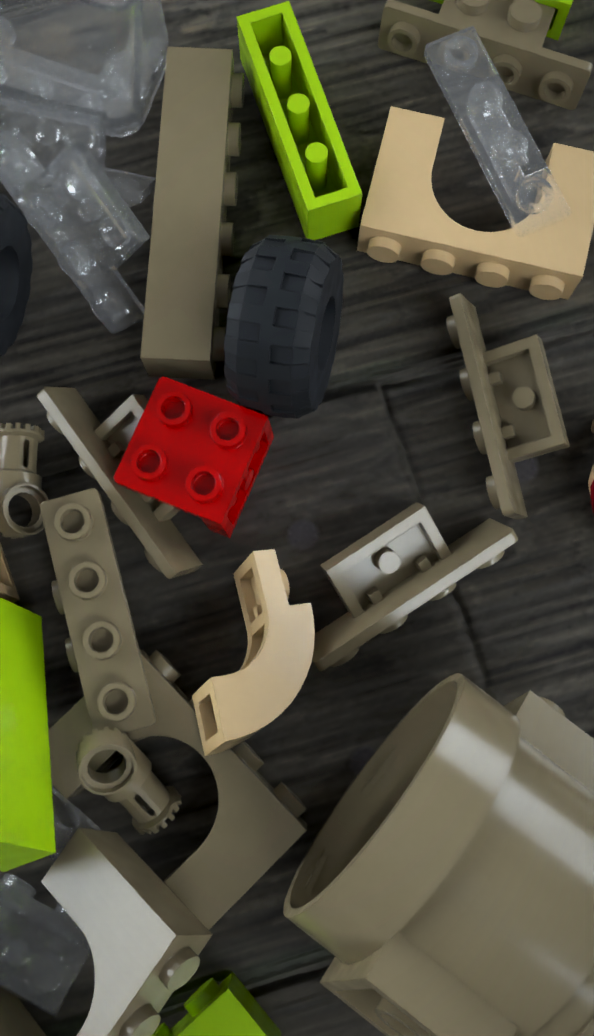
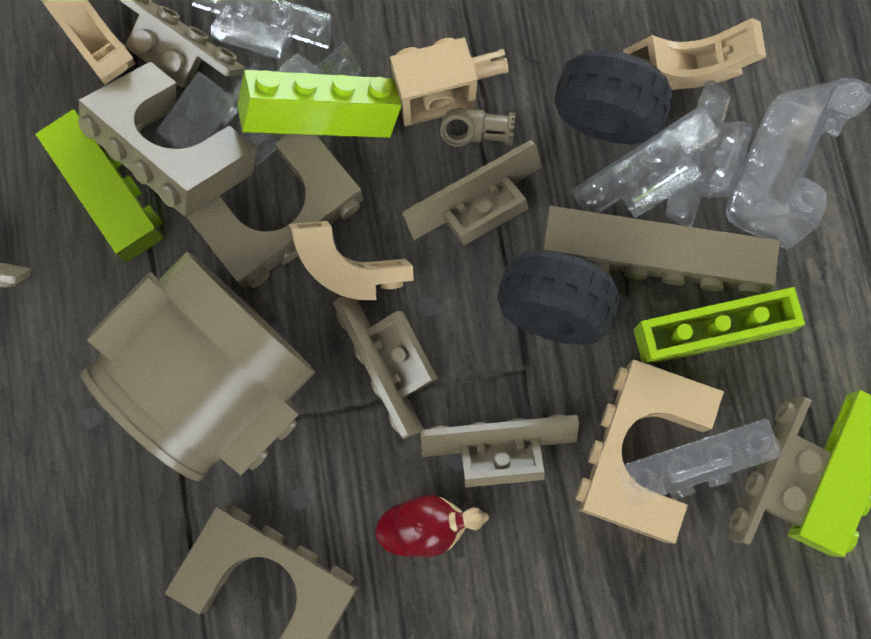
camera: 95 degrees right, 0 degrees up
(96, 612) = (384, 167): dark tan bracket -> none
(128, 780) = (280, 180): dark tan connector -> none
(196, 453) = (480, 237): red bracket -> none

